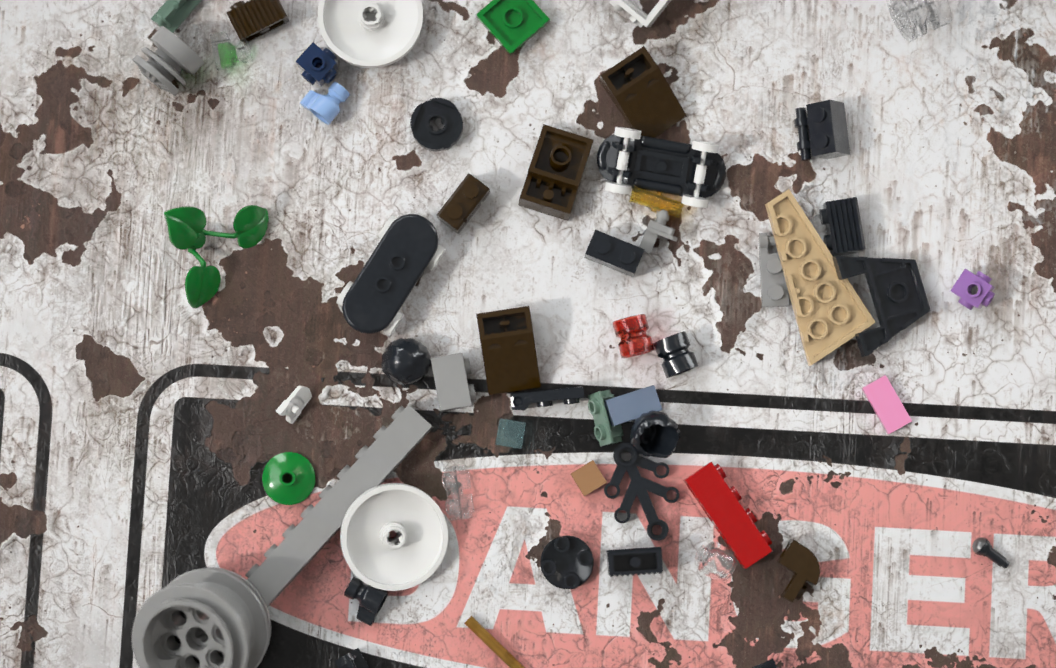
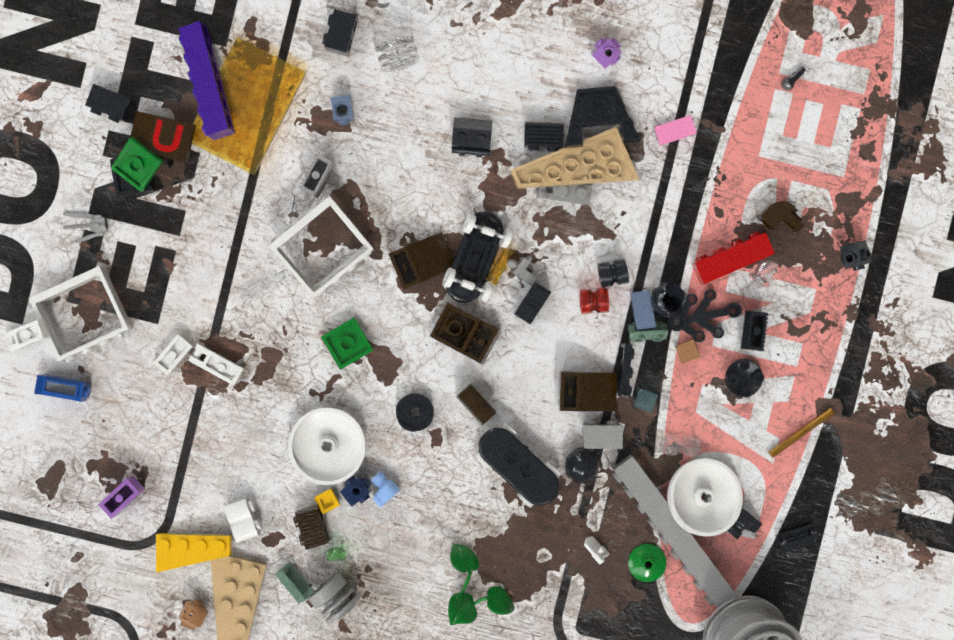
camera: 80 degrees left, 5 degrees up
(296, 30) = (327, 501): none -> yellow plate

